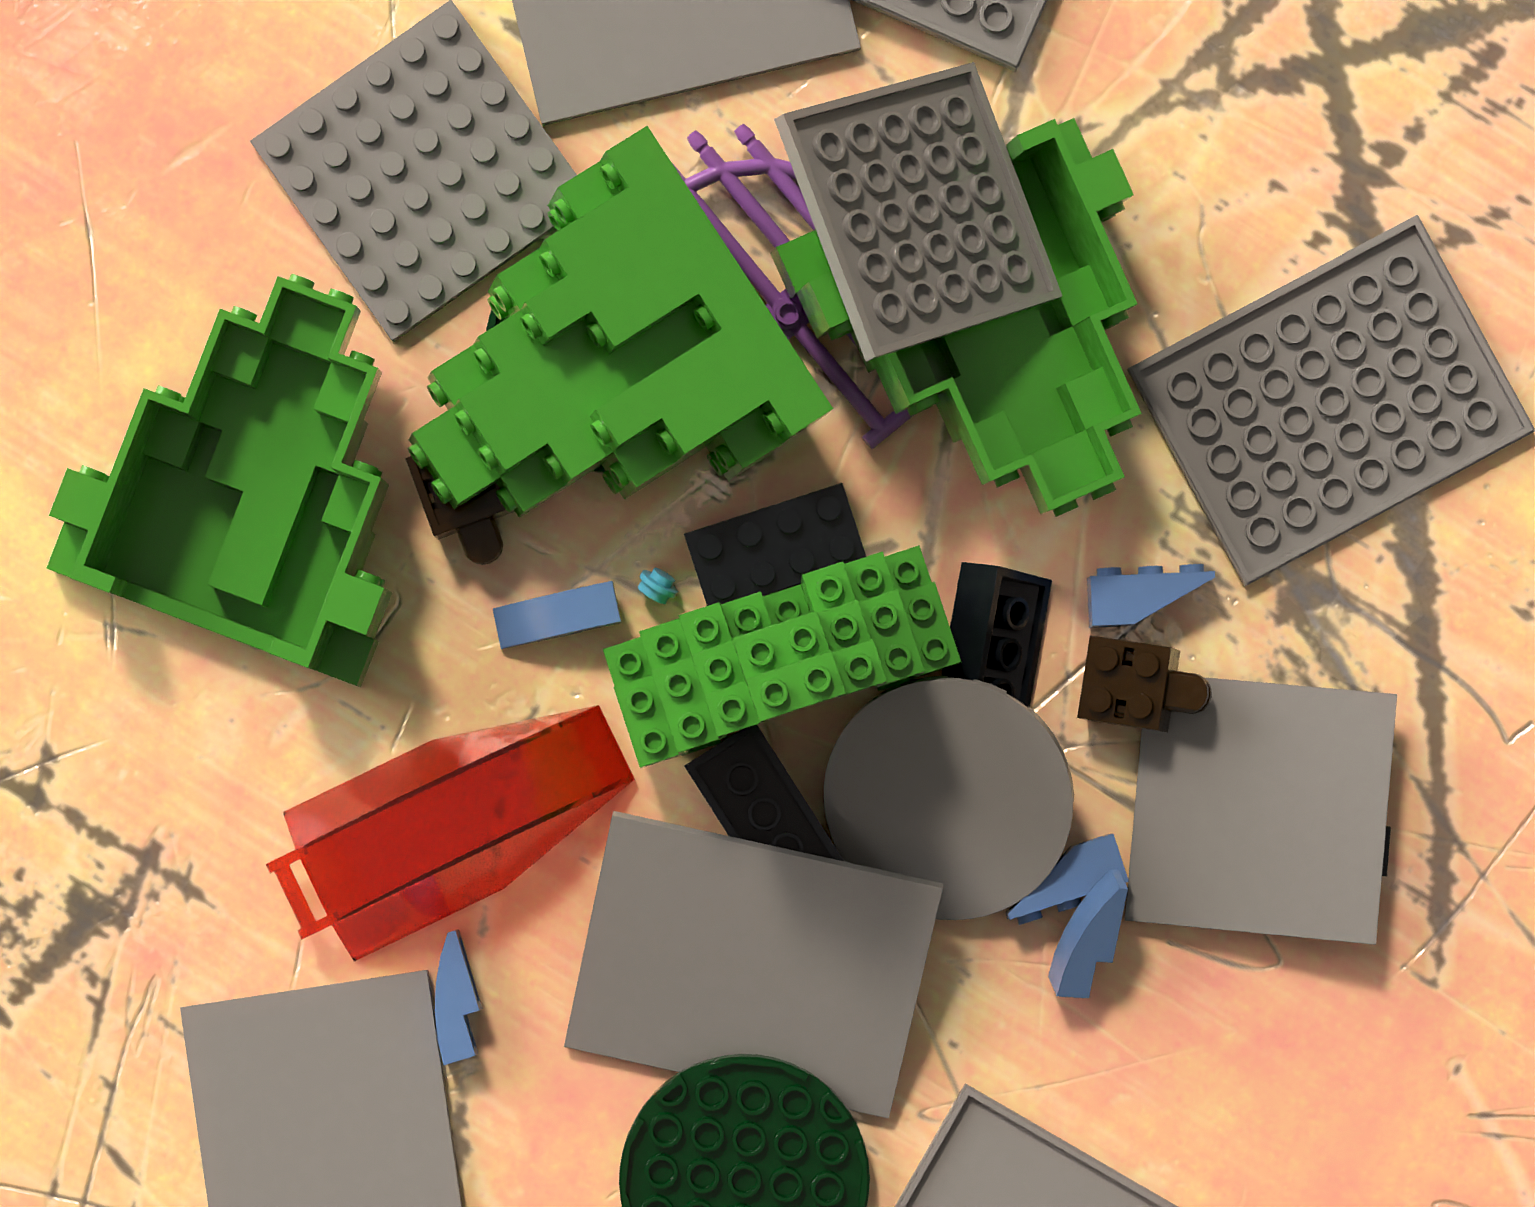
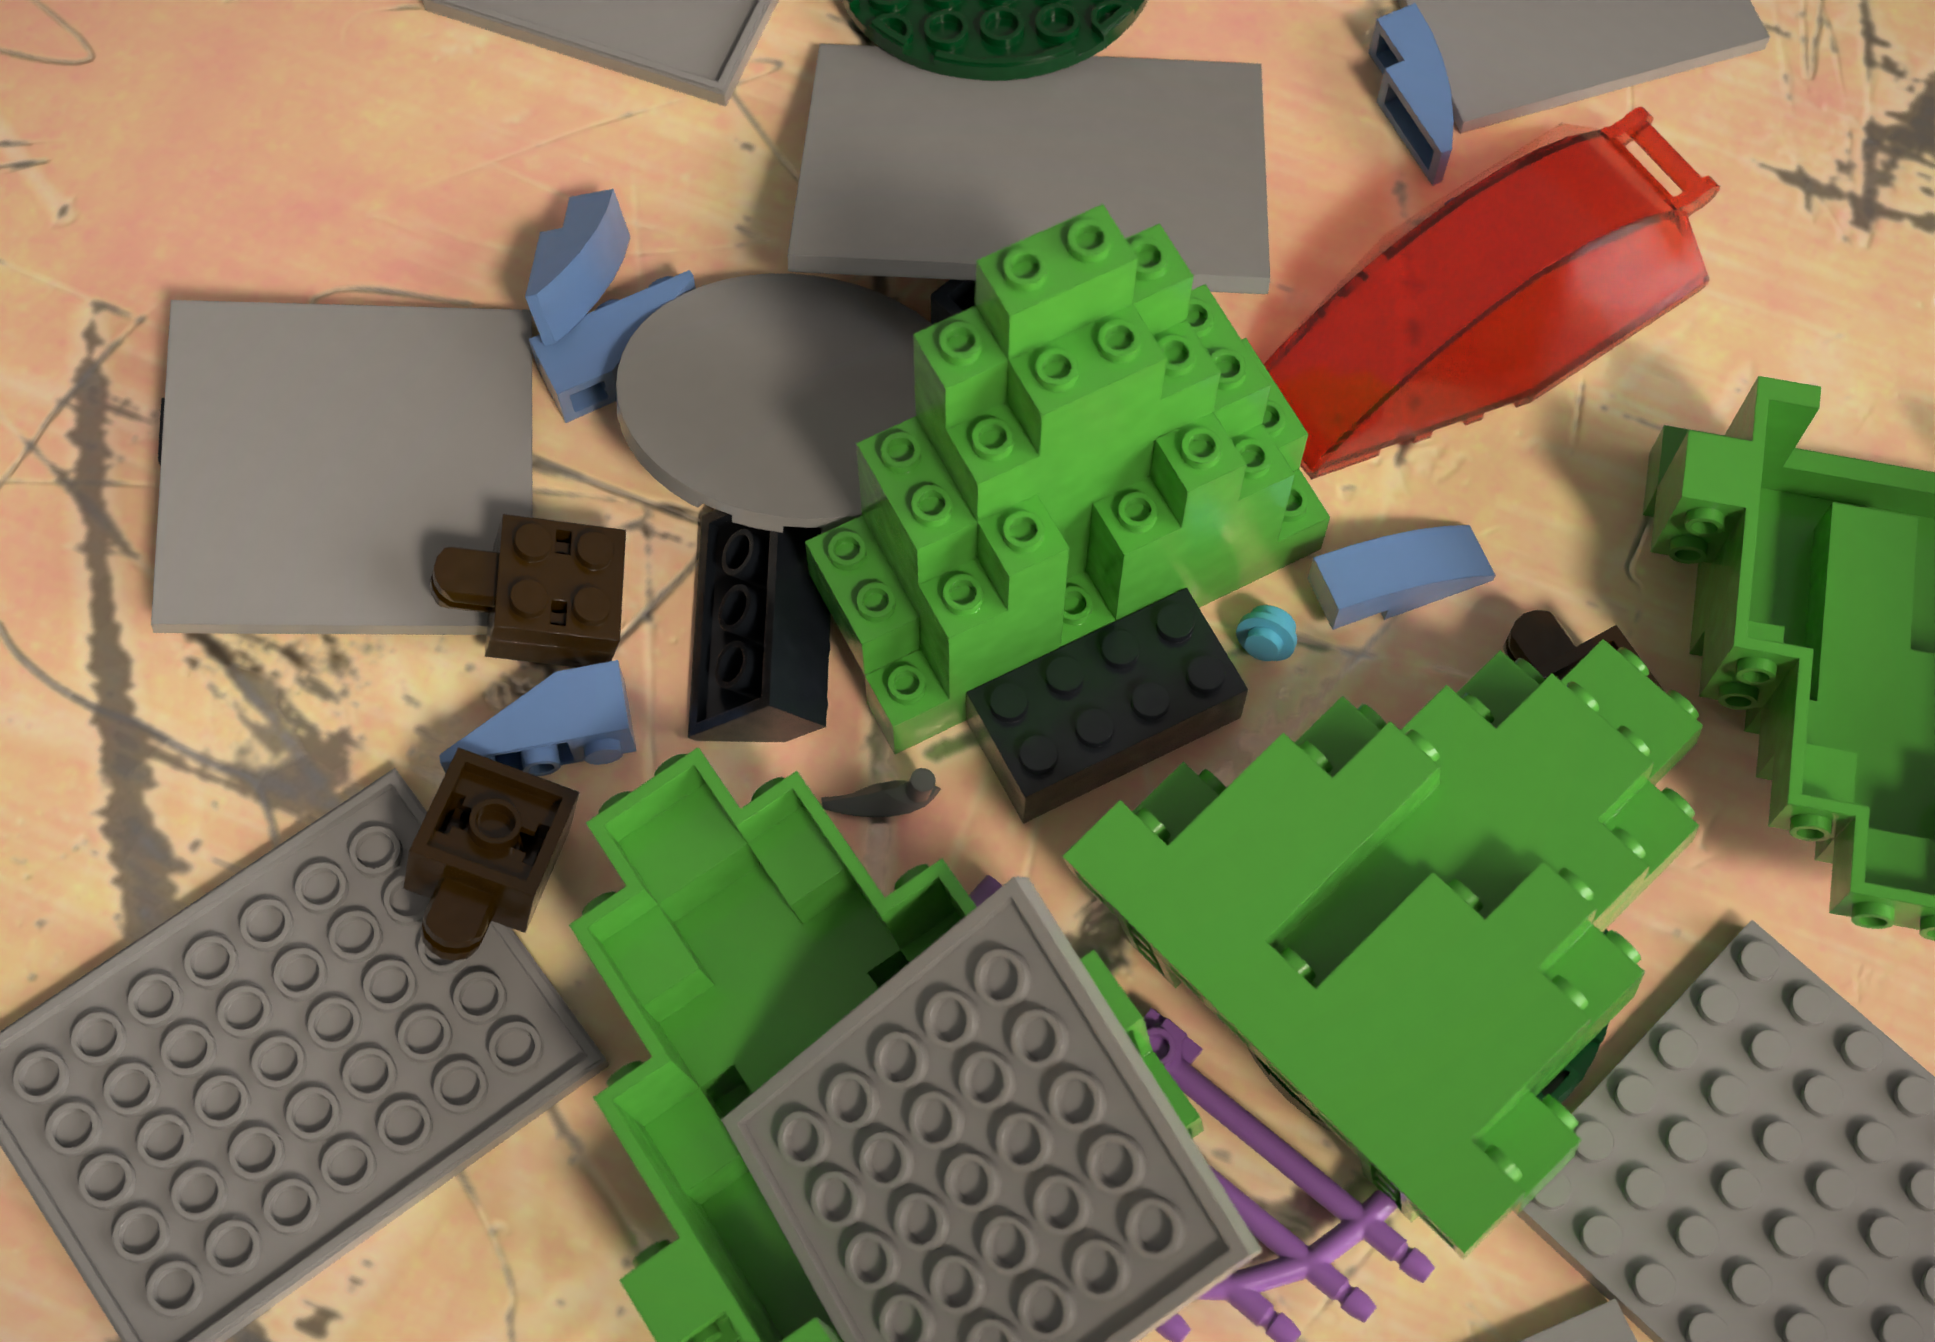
camera: 170 degrees right, 20 degrees down
(929, 515) = (887, 798): none -> dark grey bar
(1193, 505) = (485, 851): none -> dark brown brick

